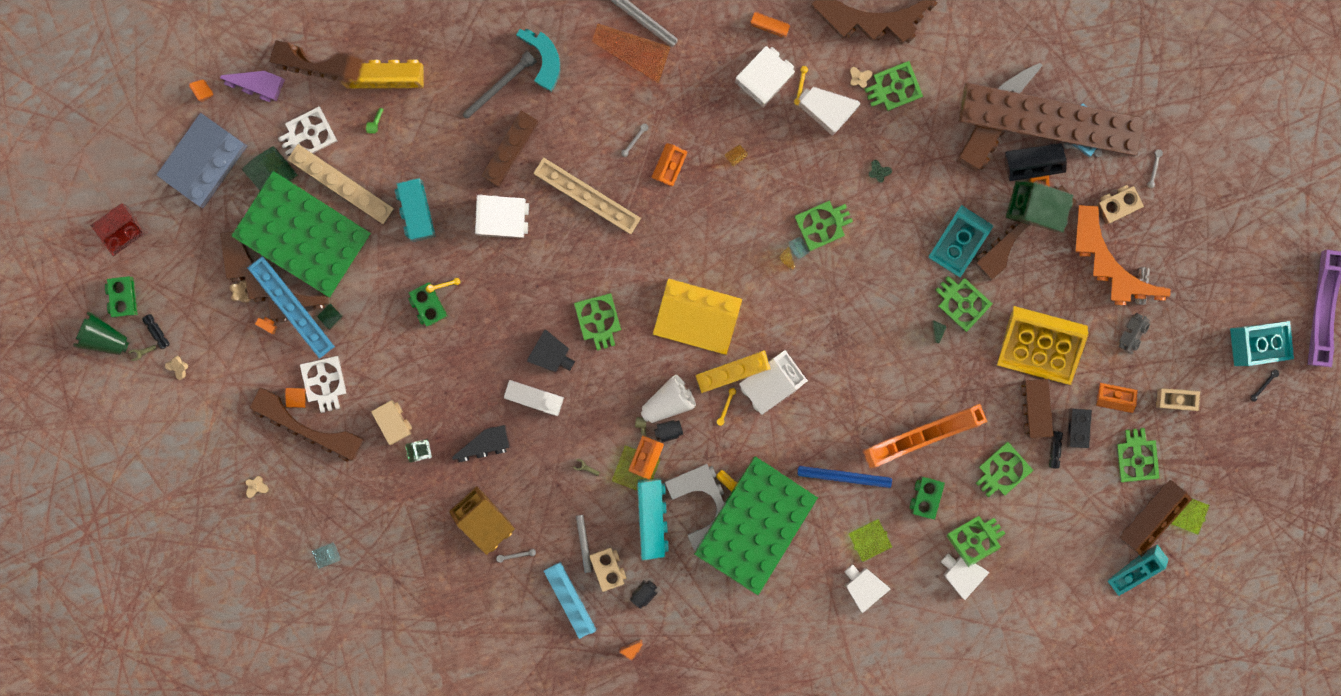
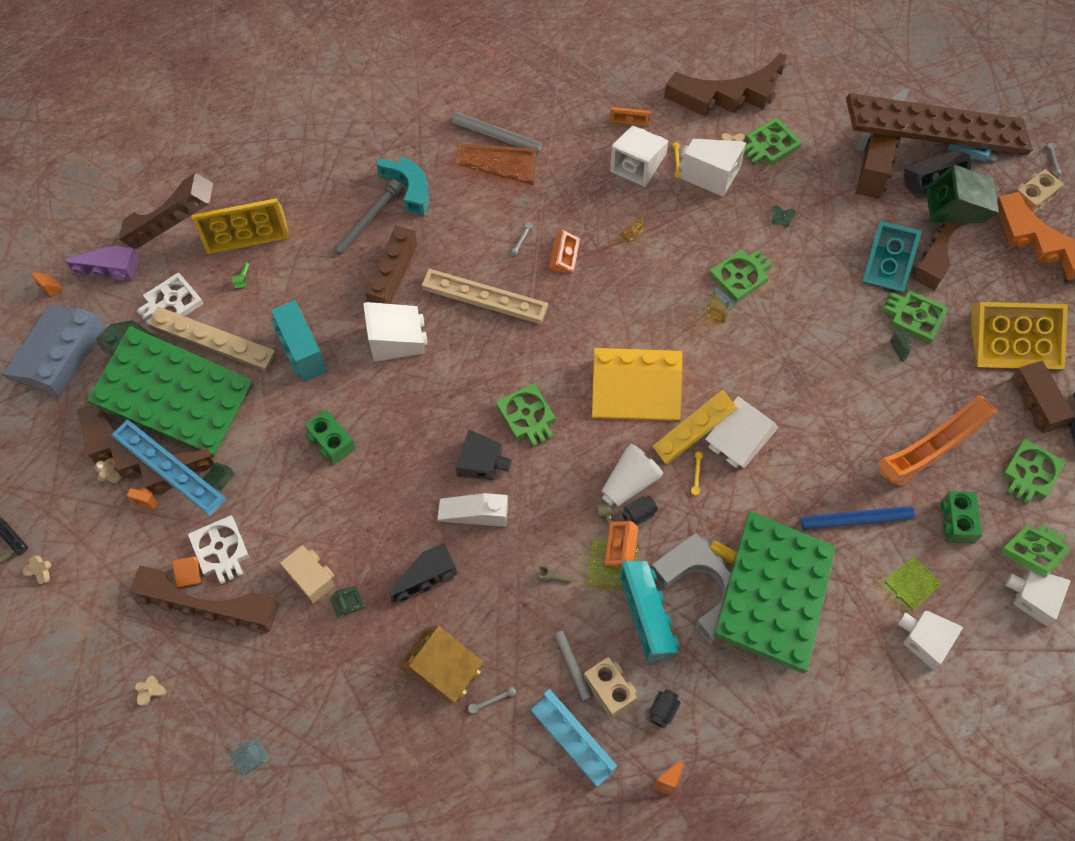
camera: 15 degrees left, 25 degrees down
(430, 288) = (328, 413): yellow hinge -> none

